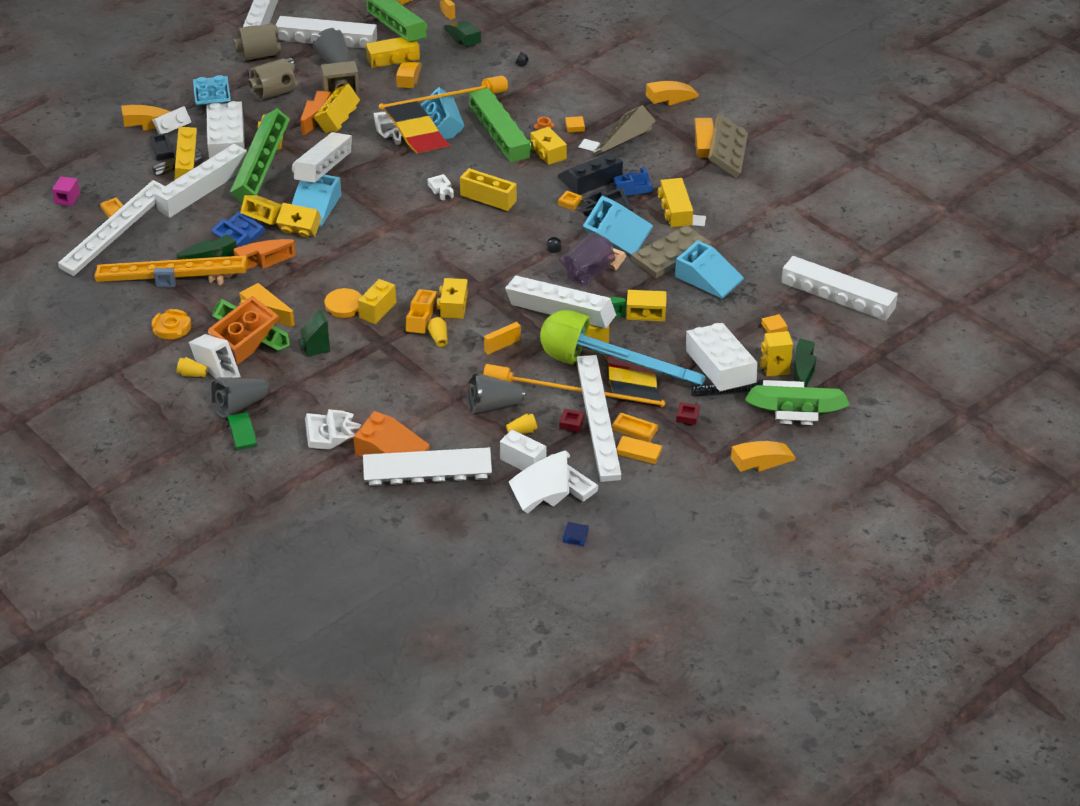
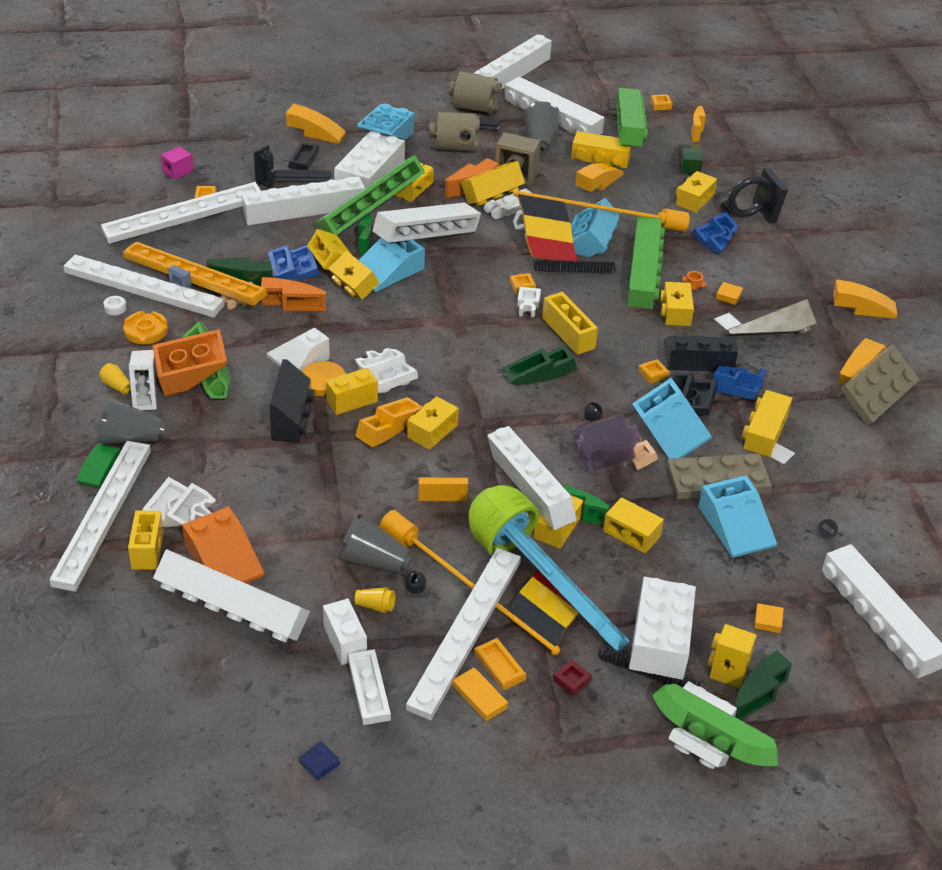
camera: 30 degrees right, 0 degrees up
(130, 318) = (115, 305): none -> white tile
(136, 295) = (144, 285): none -> white plate
(148, 160) = (263, 165): none -> black hinge
(171, 120) = (332, 135): white plate -> none
(185, 151) = (309, 165): yellow brick -> none
(275, 186) = (365, 234): none -> green slope
(279, 460) = (100, 517): none -> white plate
(285, 313) = (241, 346): light orange slope -> none
(310, 290) = (302, 350): none -> white slope
(315, 335) = (255, 400): dark green slope -> none
(334, 459) = (146, 540): none -> yellow brick
(344, 330) = (290, 404): none -> black slope
(360, 120) = (503, 207): none -> white hinge
(386, 271) = (388, 368): none -> white plate
(421, 176) = (521, 280): none -> light orange tile
(438, 331) = (386, 449): yellow cone -> none
(453, 144) = (555, 264): none -> black piece
(490, 57) = (696, 191): none -> yellow brick
(493, 228) = (541, 366): none -> dark green slope
(530, 83) = (716, 233): none -> blue slope
(532, 404) = (419, 585): none -> black hinge
(542, 481) = (332, 678): white slope -> none
(548, 41) = (767, 198): none -> black tile
(571, 420) = (434, 619): dark red plate -> none
(760, 455) = (615, 776): light orange slope -> none
(770, 250) = (823, 532): none -> black hinge

